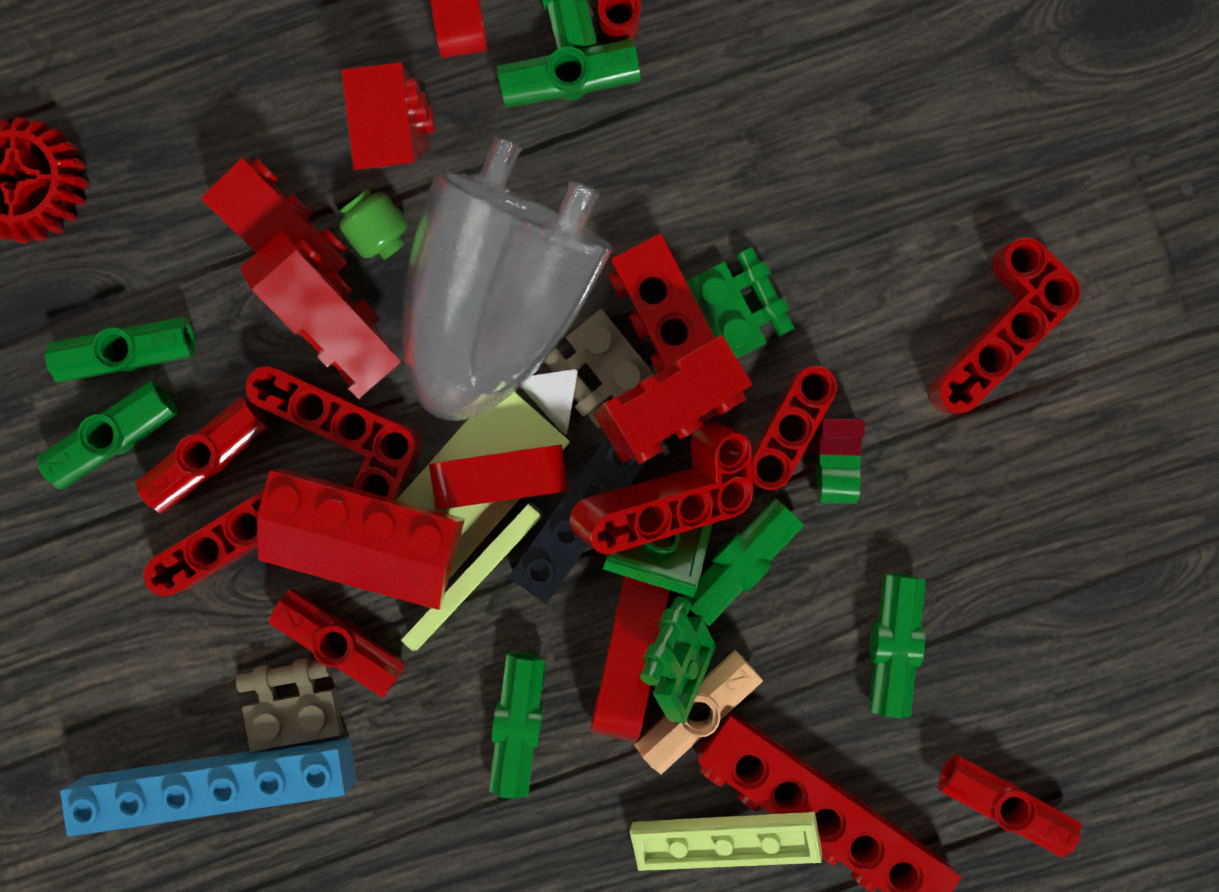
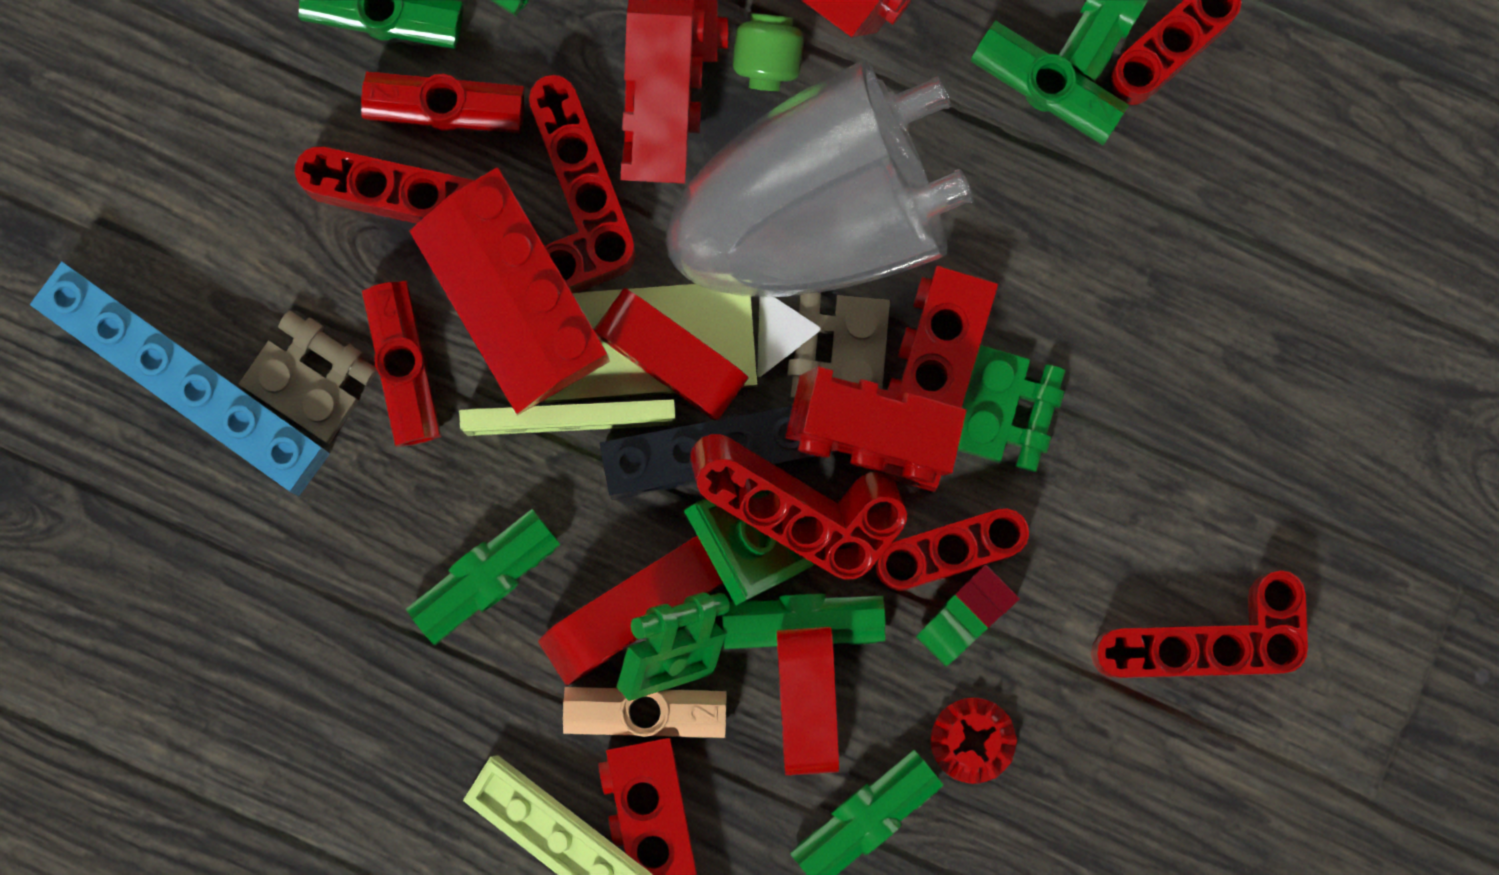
camera: 40 degrees right, 5 degrees down
(793, 610) = (808, 701): none -> red beam
(905, 512) = (967, 765): none -> red gear

